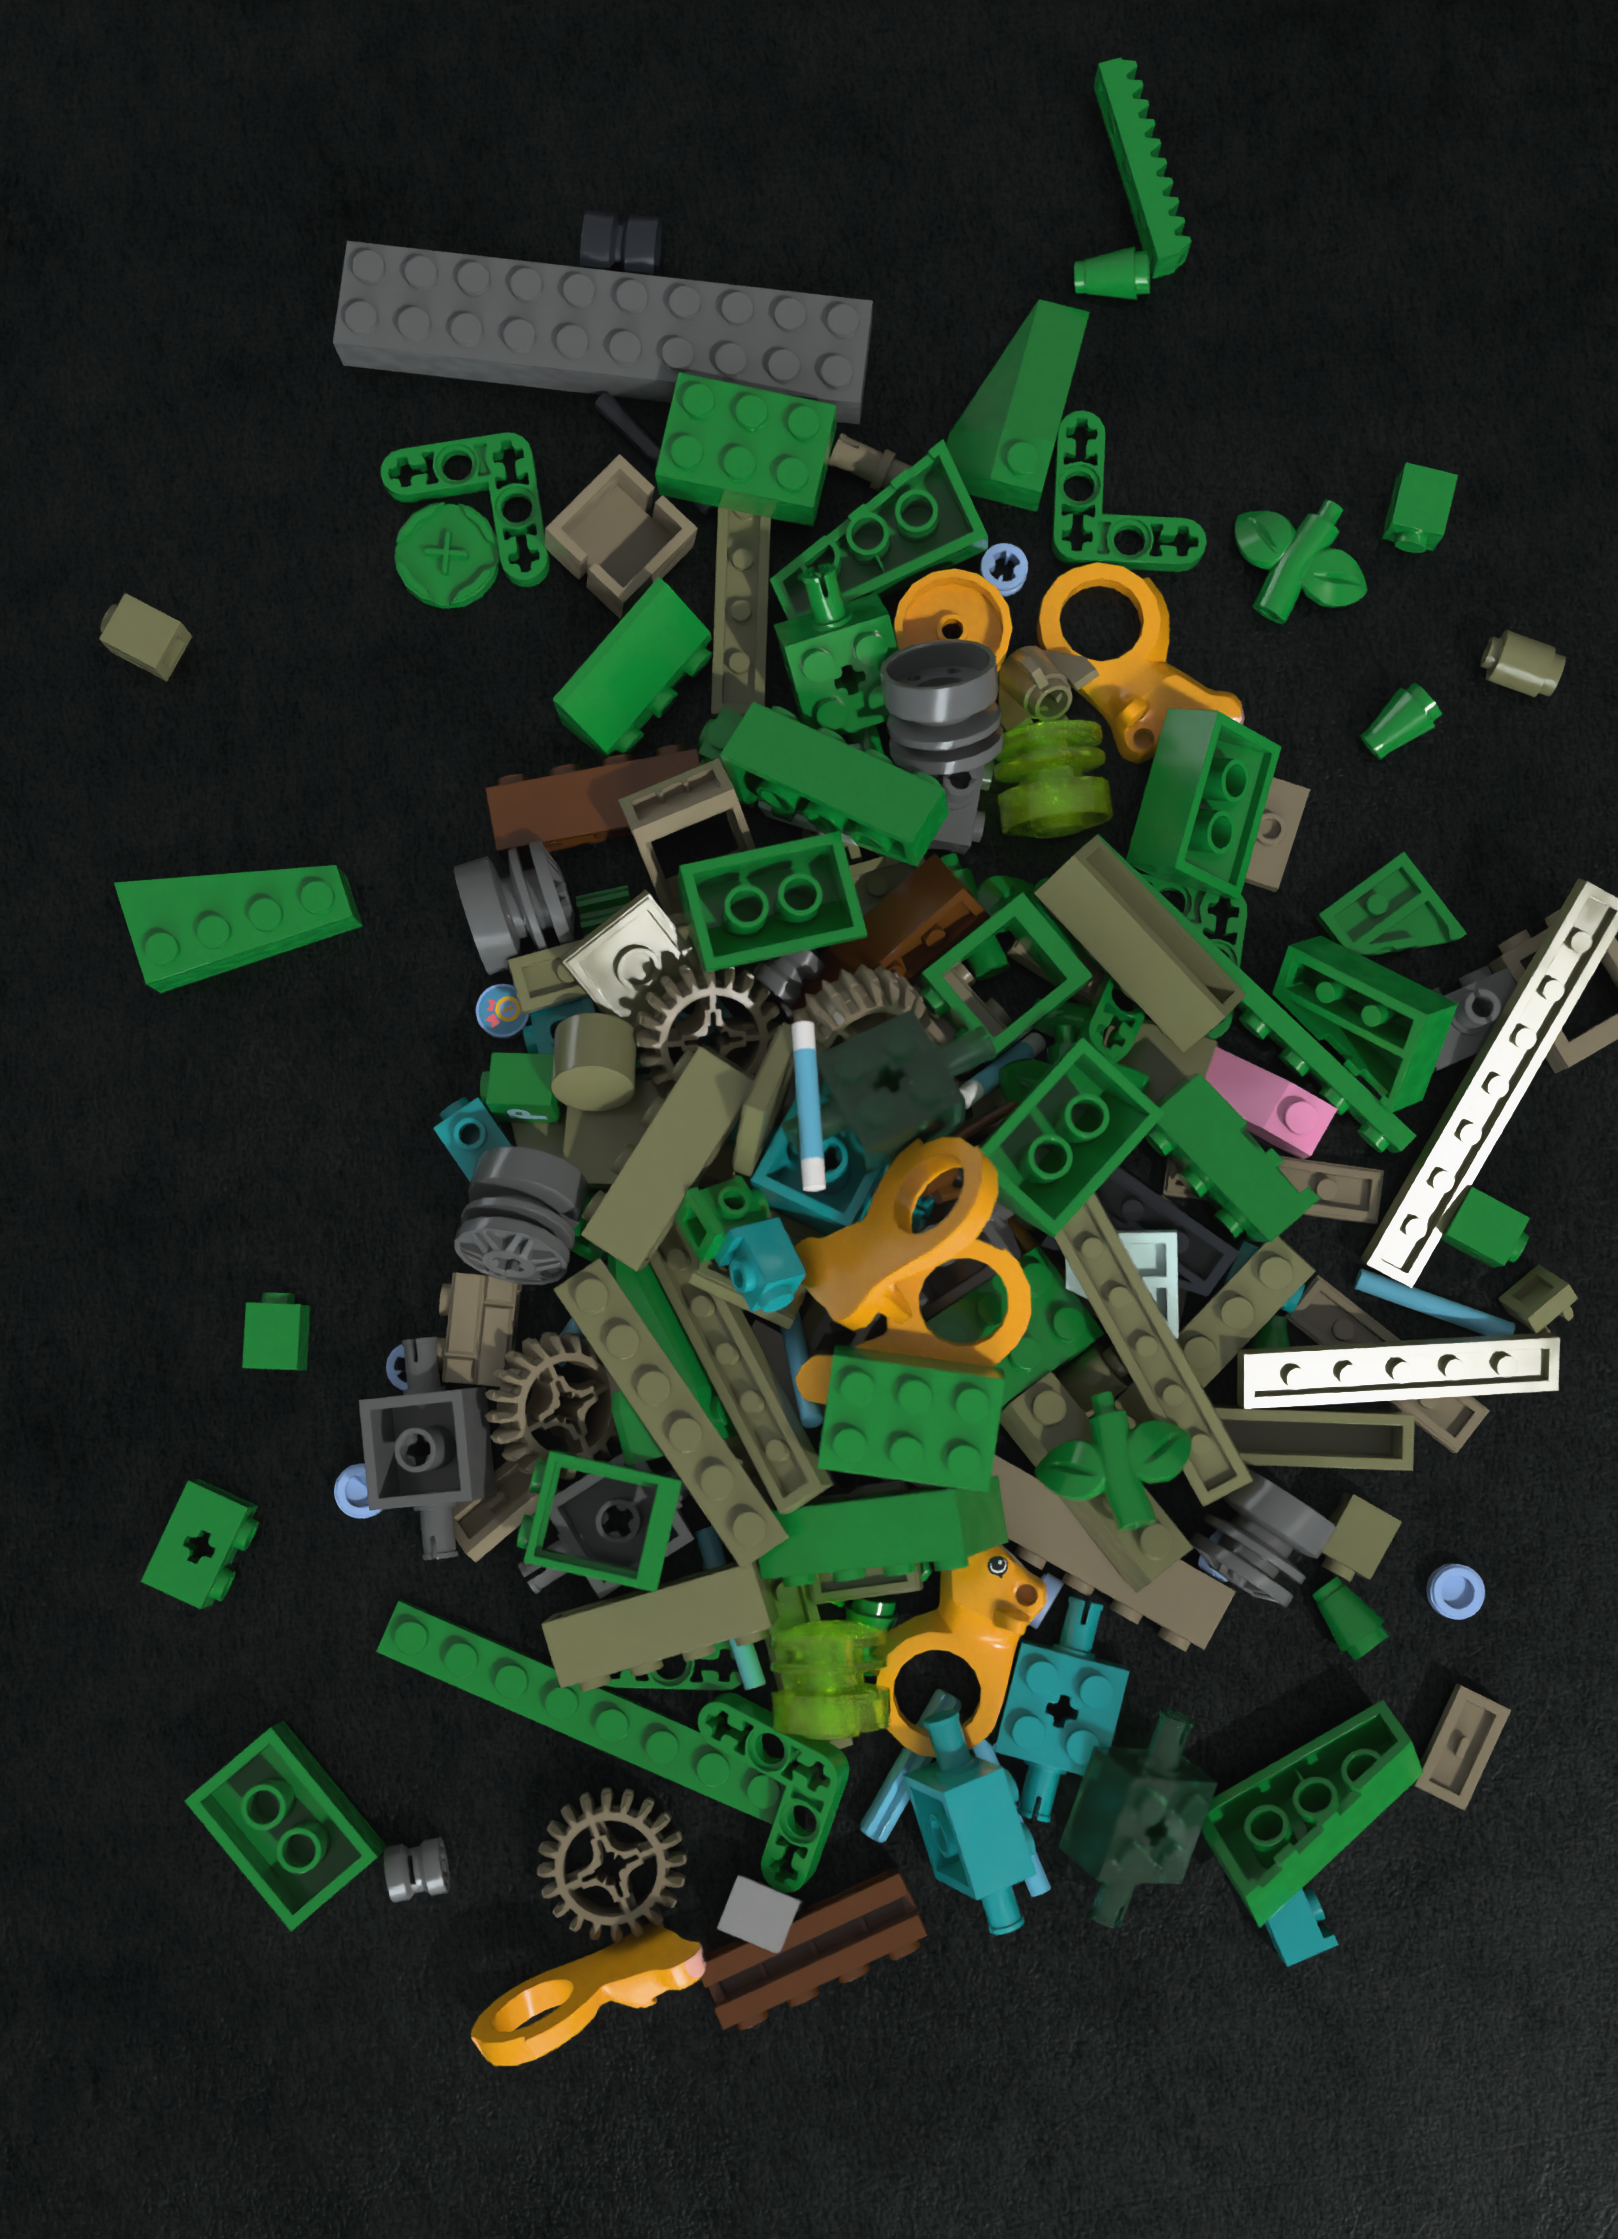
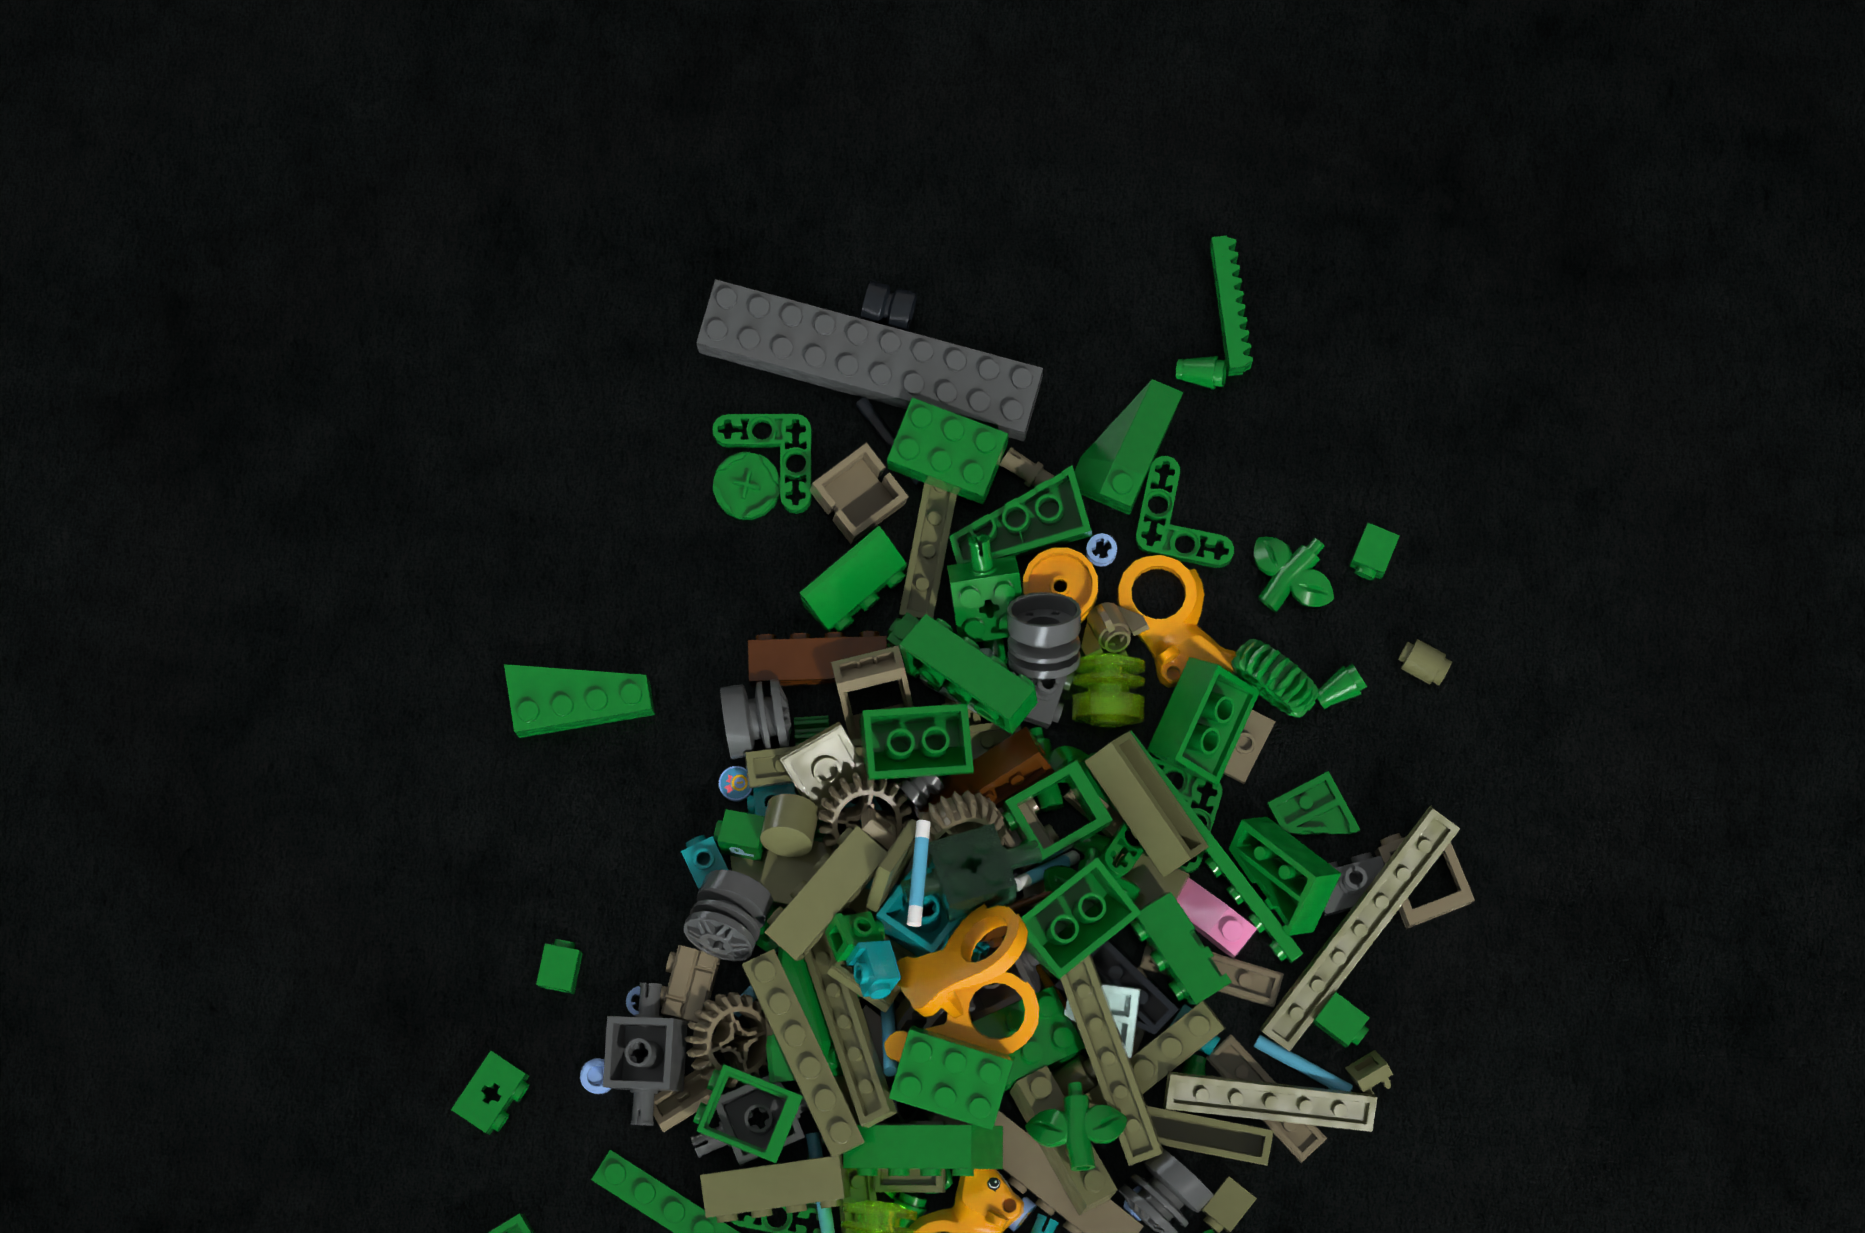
camera: 10 degrees right, 5 degrees down
(144, 636) = (545, 509): olive brick -> none
(733, 1045) = (878, 828): none -> dark tan tile
(1305, 719) = (1275, 677): none -> green gear

